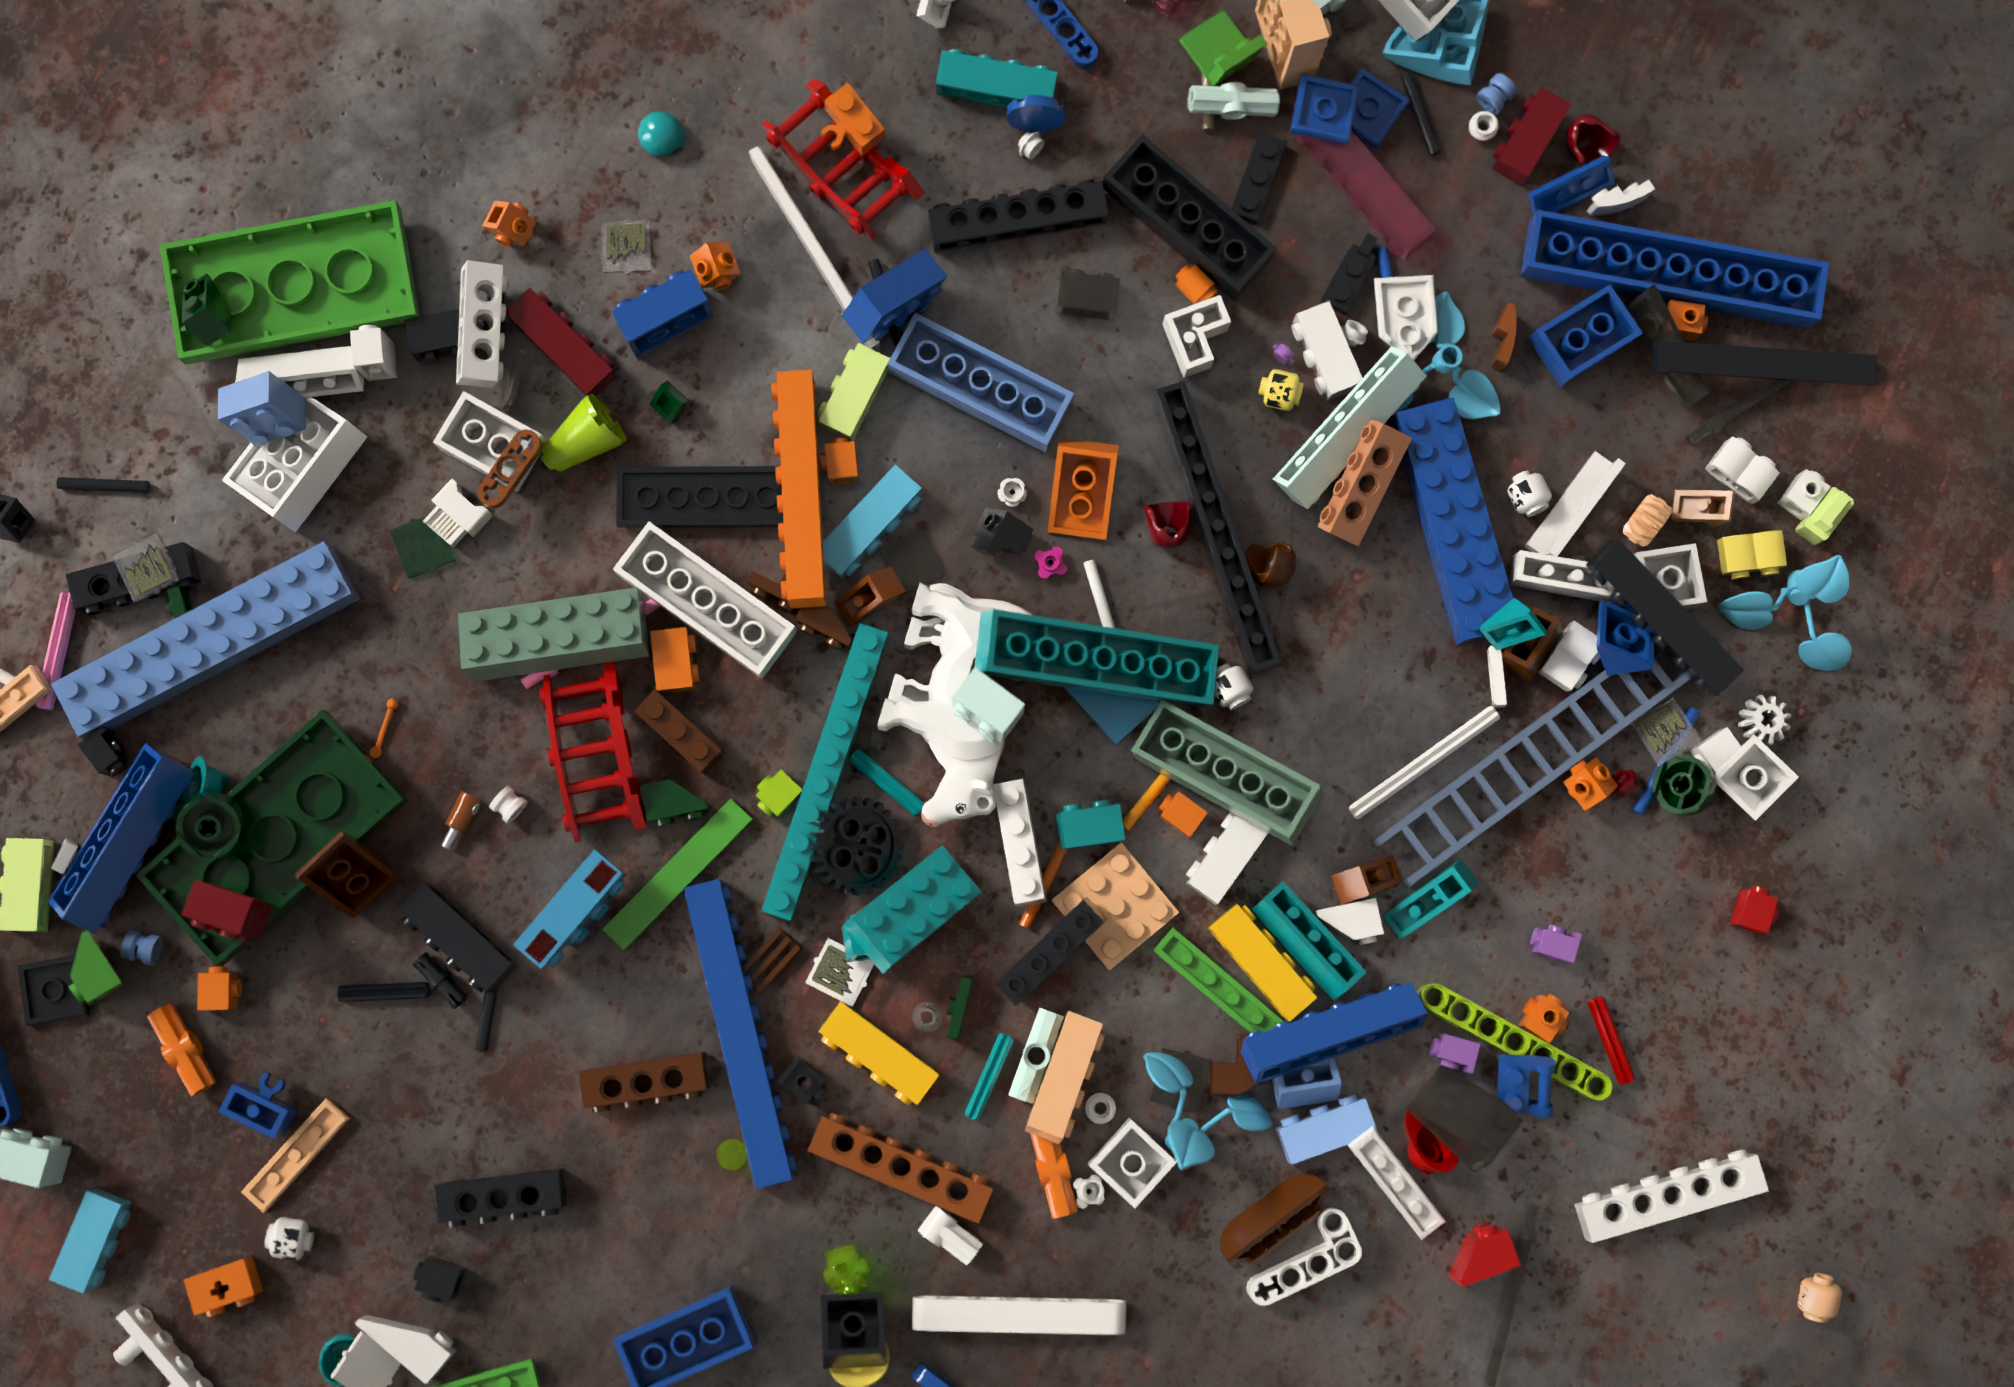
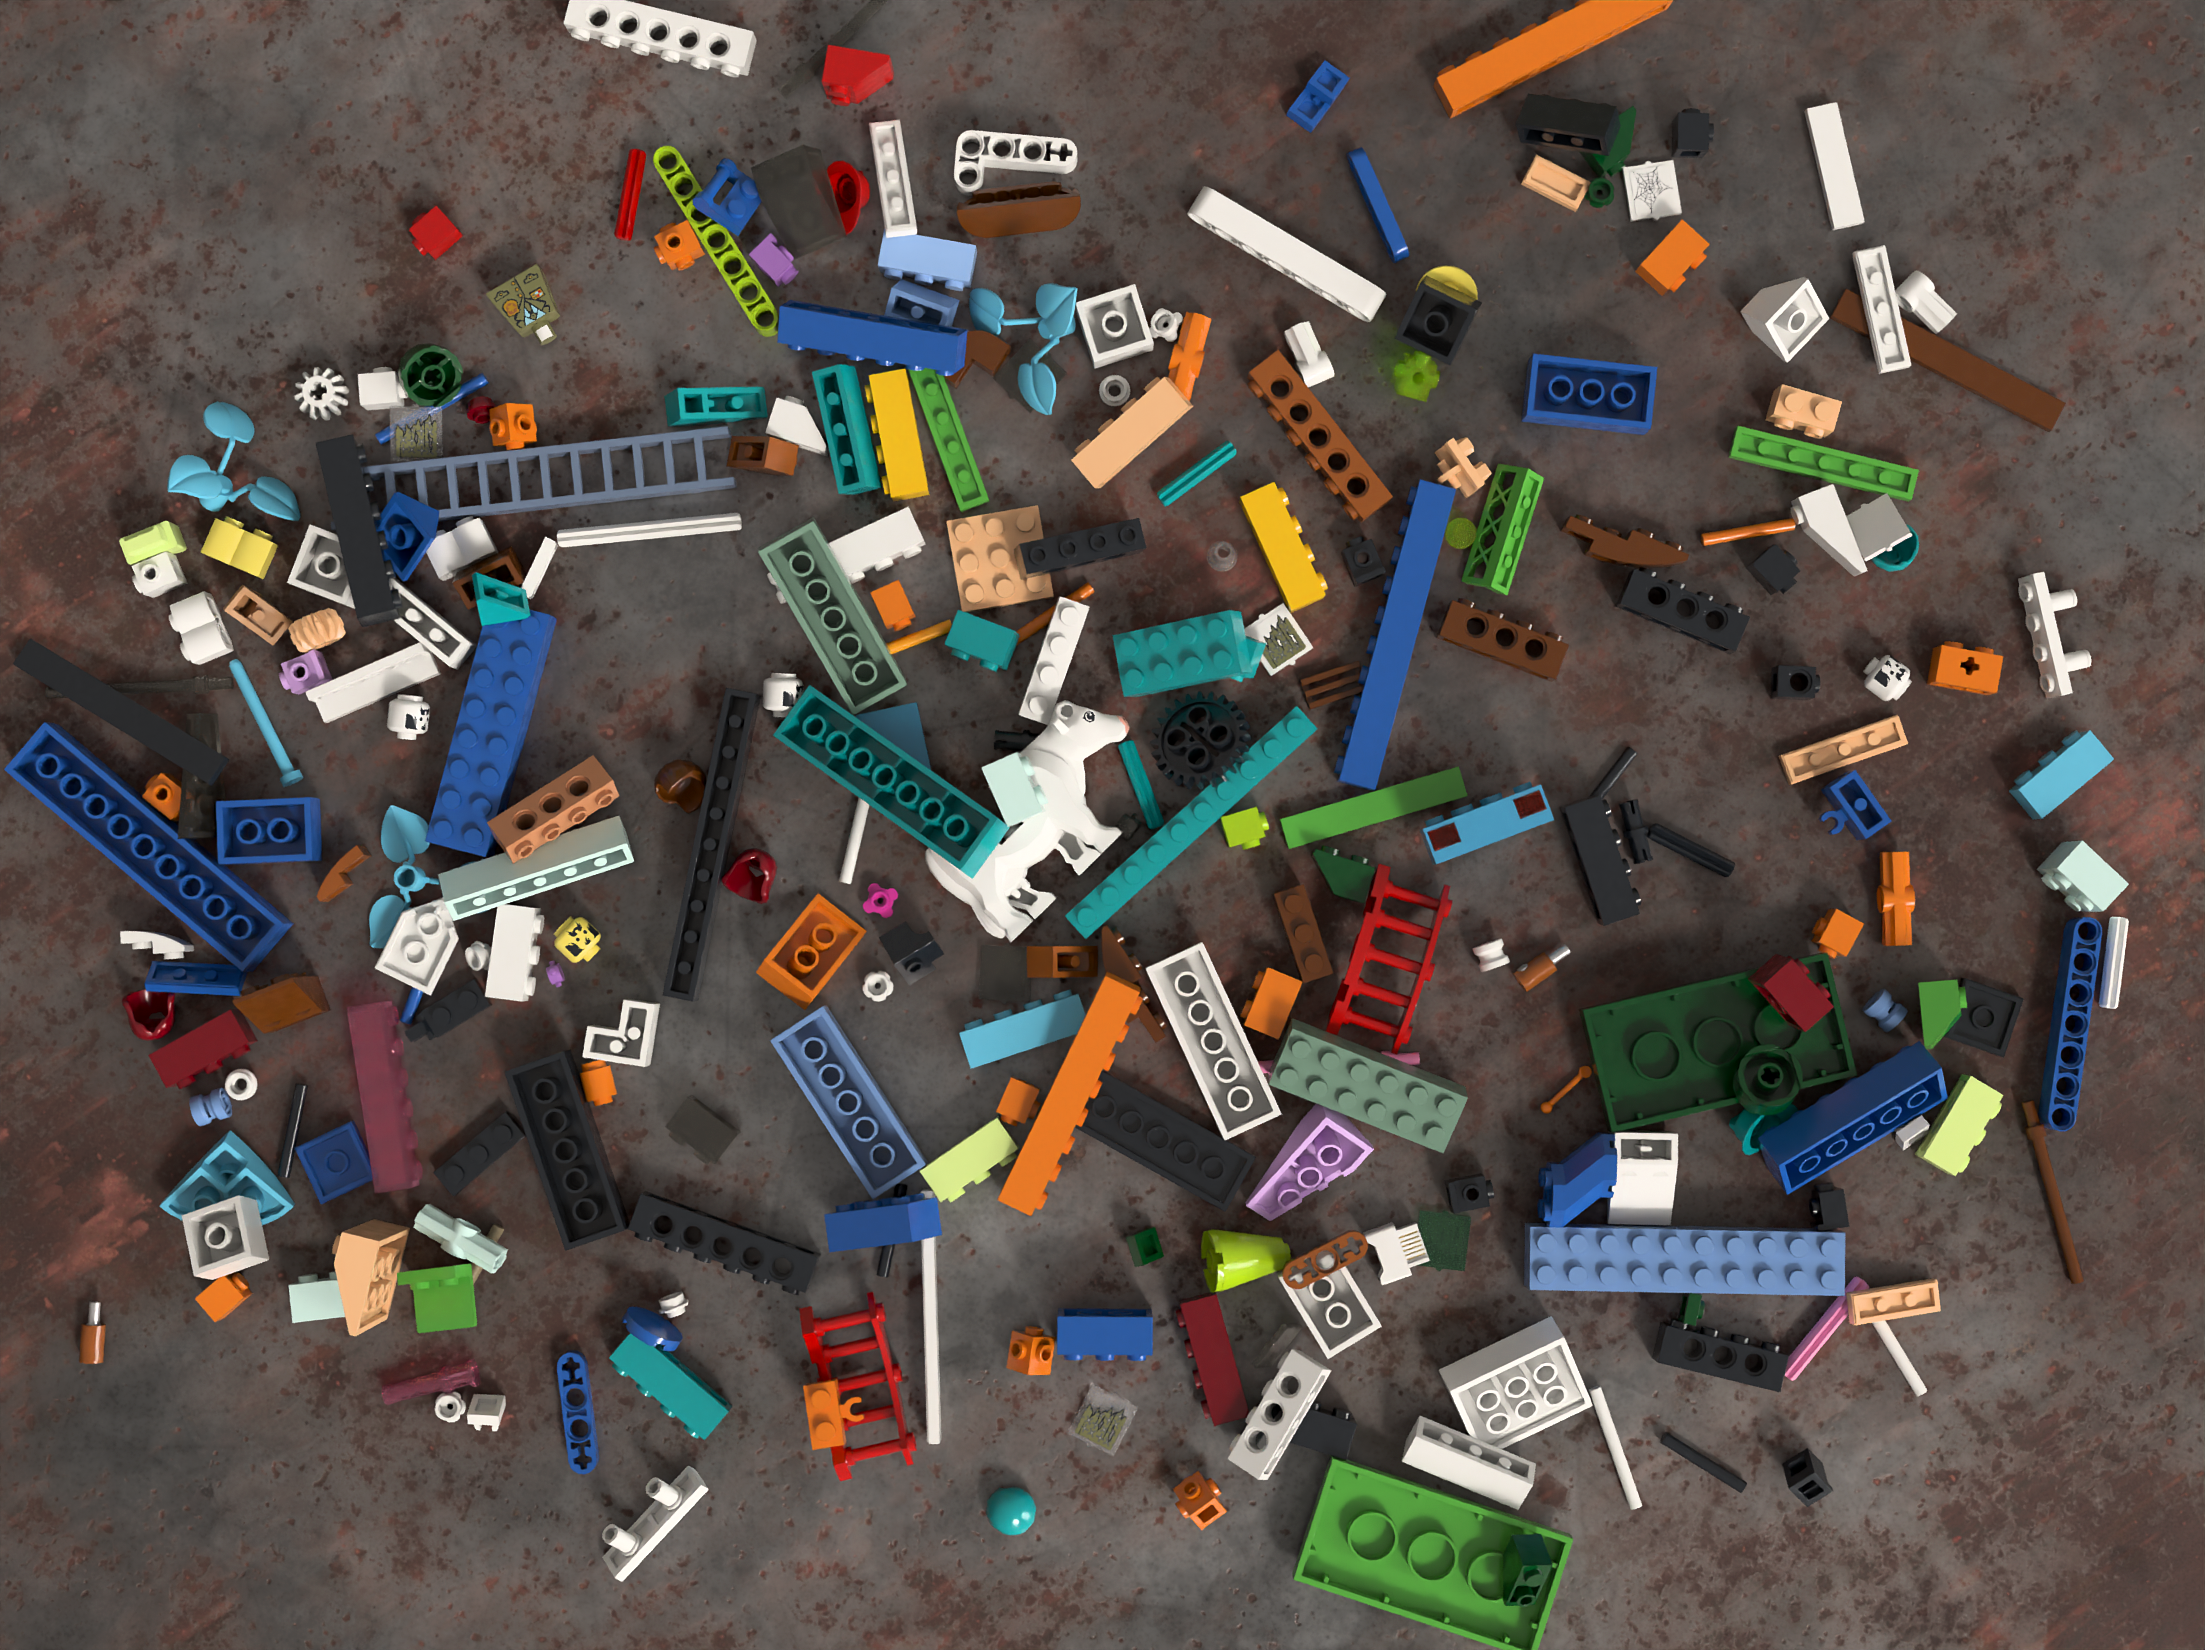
camera: 145 degrees left, 5 degrees up
(145, 567) = (1703, 1356): piece -> none
(184, 456) = (1615, 1447): none -> white bar
(262, 408) = (1521, 1446): medium blue brick -> none
(279, 690) = (1644, 1177): none -> white slope
(331, 654) = (1577, 1180): none -> blue brick
(347, 873) = (1666, 967): reddish brown slope -> none
(373, 353) = (1391, 1444): white brick -> none
(381, 1183) = (1781, 682): none -> black brick
(430, 595) = (1457, 1190): none -> black brick
(480, 1300) = (1747, 532): none -> orange bar
(569, 553) = (1315, 1154): none -> lavender wedge
(571, 1226) = (1634, 551): none -> reddish brown slope
(691, 1180) = (1509, 528): none -> bright green fence
(765, 1209) = (1458, 468): none -> light nougat hips
(957, 1008) = (1190, 547): dark green plate -> none
(1014, 758) = (1015, 740): none -> black pin
(1029, 1075) = (1159, 453): light aqua piece -> none
(1324, 109) = (381, 1179): blue tile -> none
(1489, 205) = (284, 1002): none -> reddish brown slope
(1555, 943) = (629, 304): medium lavender brick -> none
(1629, 489) = (315, 672): none -> lavender brick
(1640, 894) = (528, 304): none -> olive torso
(1642, 422) = (290, 775): none -> medium azure bar
(1755, 777) = (363, 345): white slope -> none

